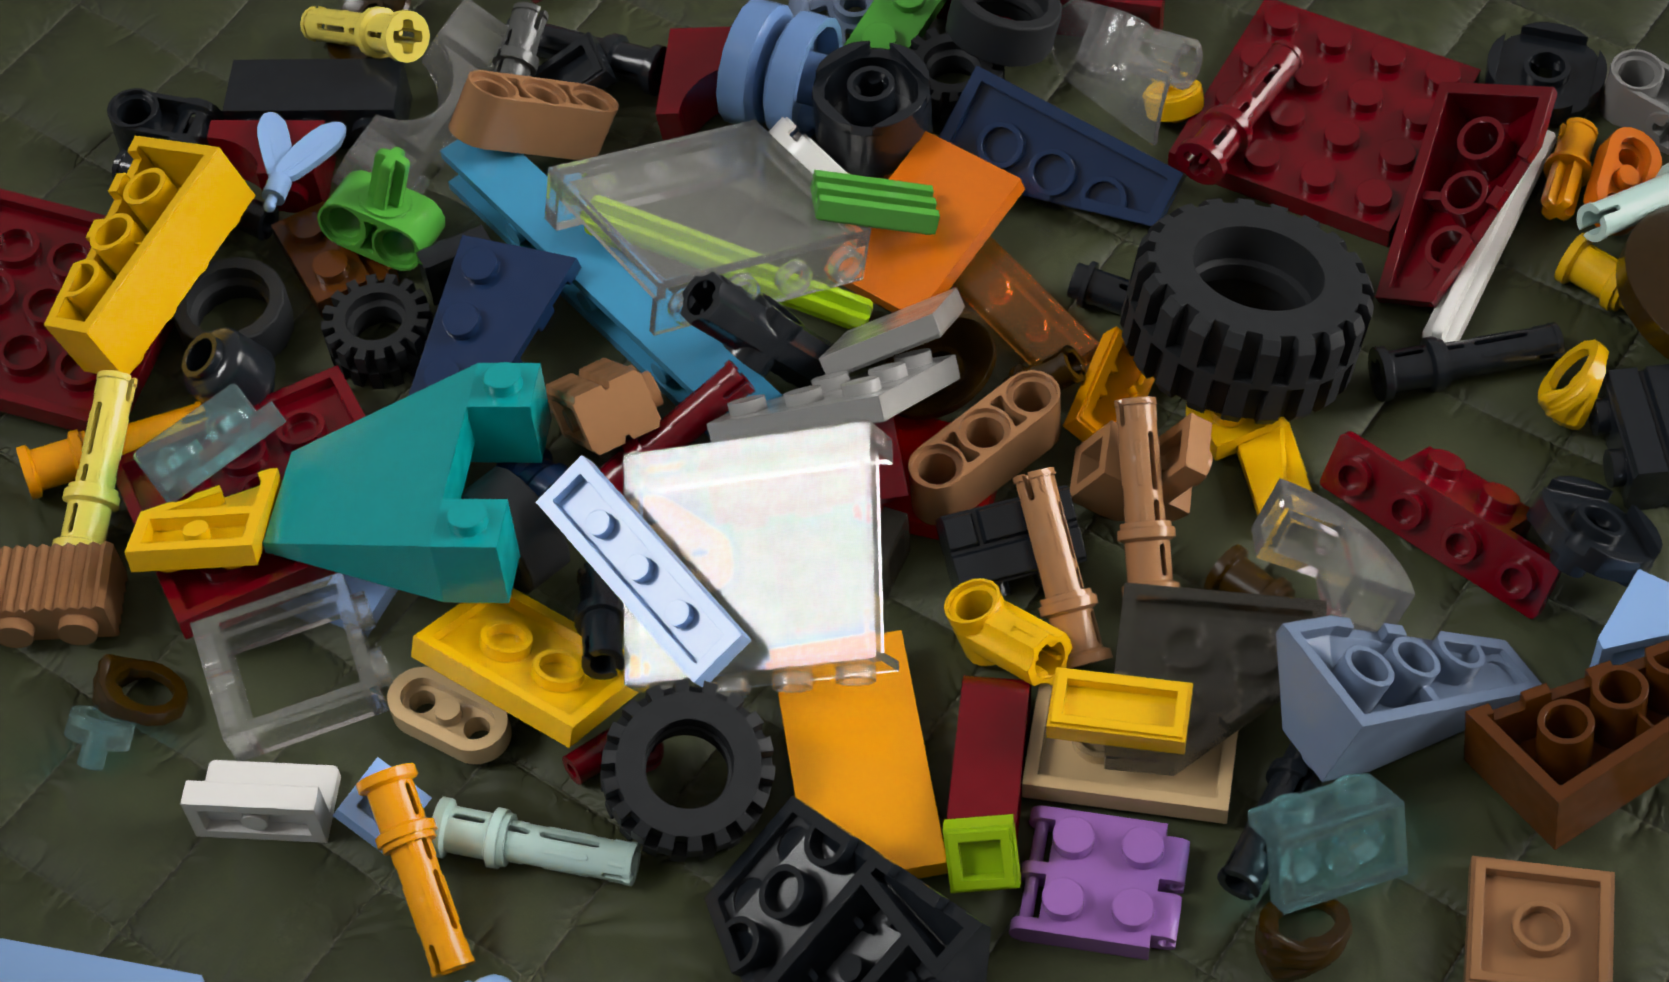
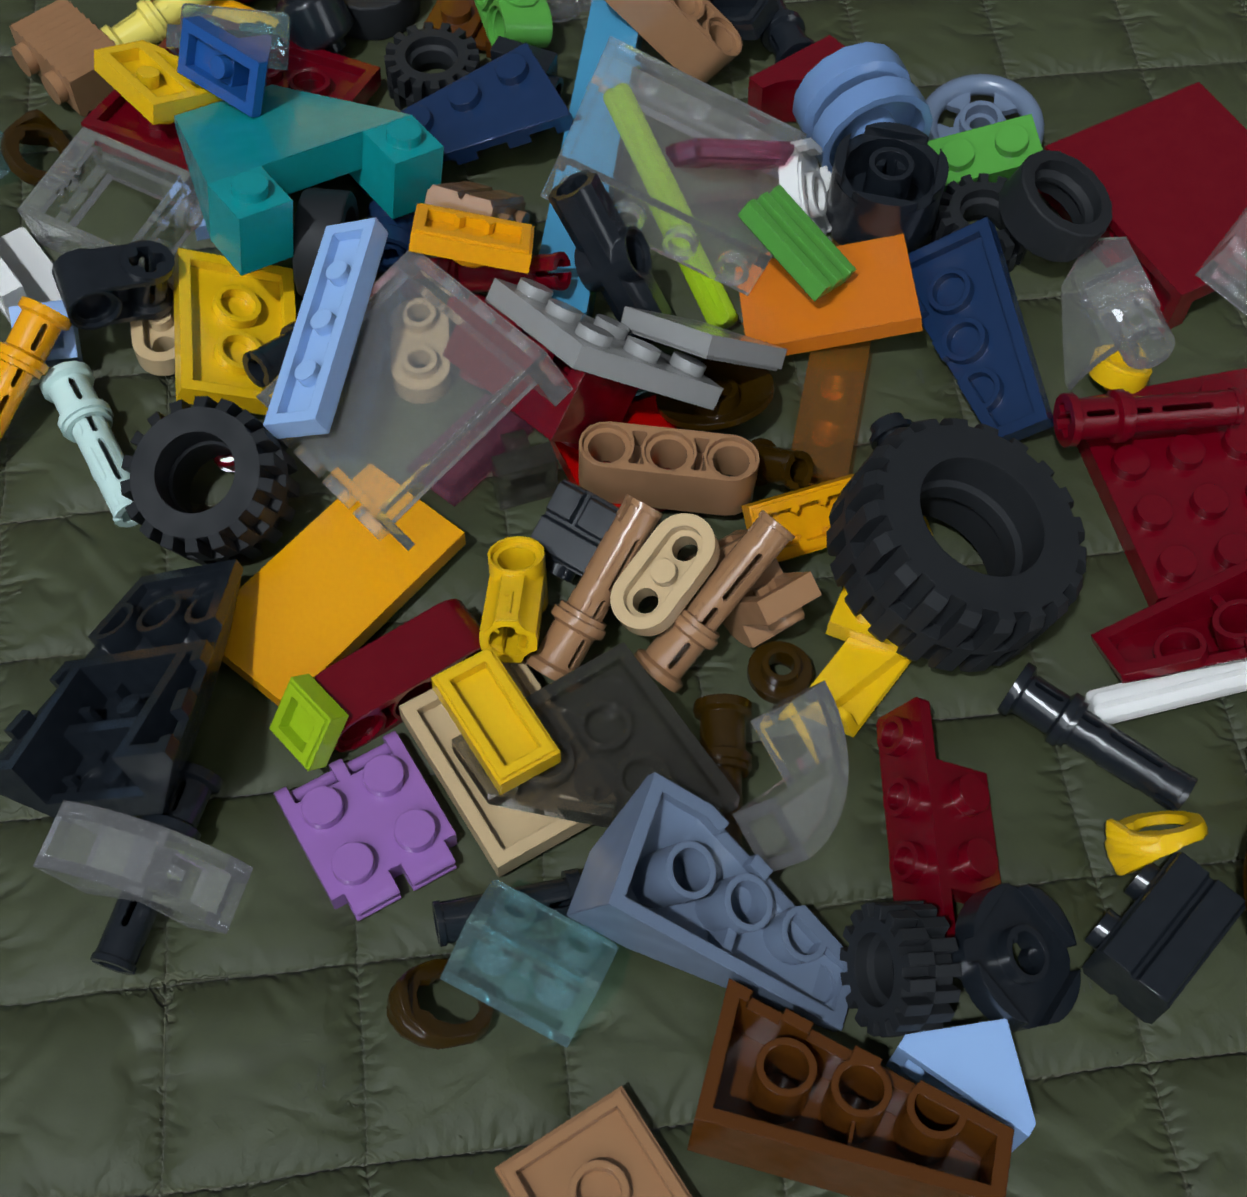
camera: 40 degrees right, 5 degrees up
(273, 460) = (225, 64): none -> blue slope
(405, 705) = (110, 286): none -> black piece
(659, 408) = (472, 238): none -> light orange plate
(757, 178) = (729, 154): none -> clear pink tile
(1102, 510) = (660, 574): none -> tan plate
(1224, 527) = (777, 687): none -> dark brown plate
(1563, 580) = (900, 968): none -> black tyre

